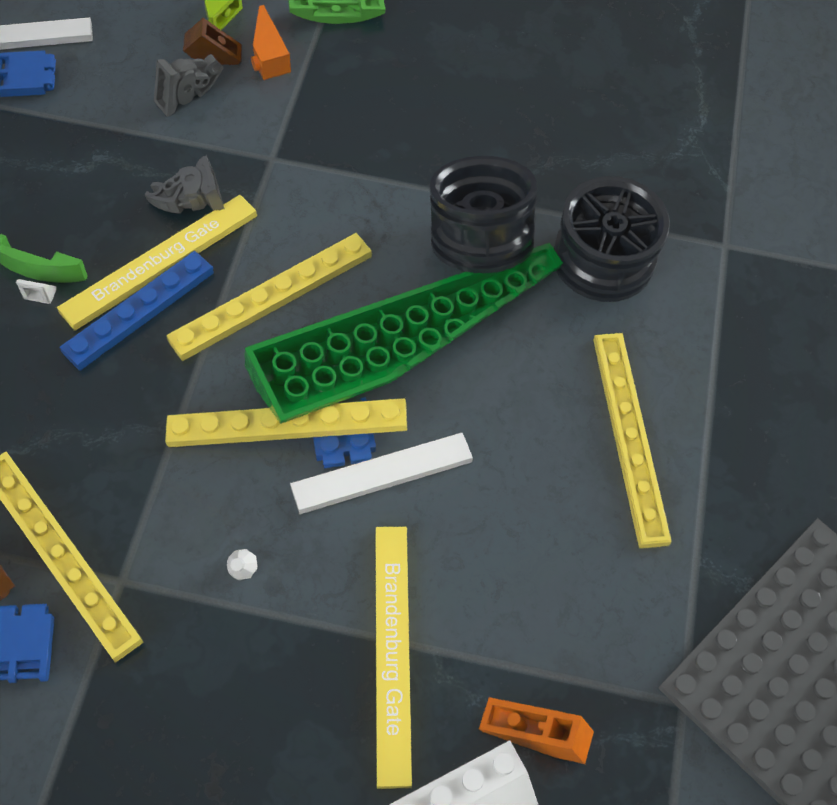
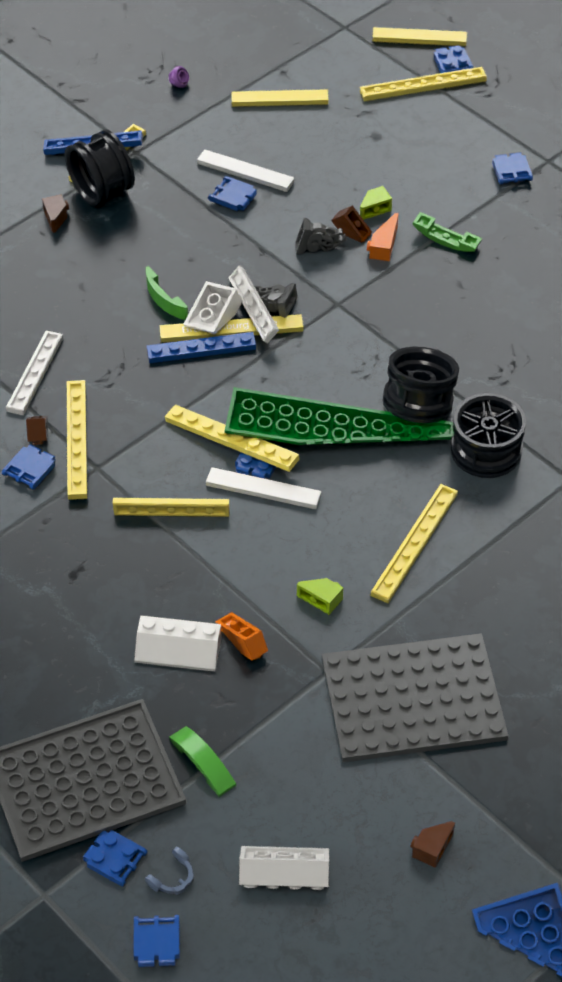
camera: 40 degrees right, 10 degrees down
(36, 291) = (155, 313): white slope -> none
(119, 245) = (213, 308): none -> white slope
(170, 212) = (253, 304): none -> white tile
(242, 564) = (158, 490): white rock -> none
(268, 296) = (277, 374): light yellow plate -> none
(280, 583) = (171, 507): none -> light yellow tile
(392, 660) = (201, 566): light yellow tile -> none
(589, 590) = (321, 593): none -> lime slope

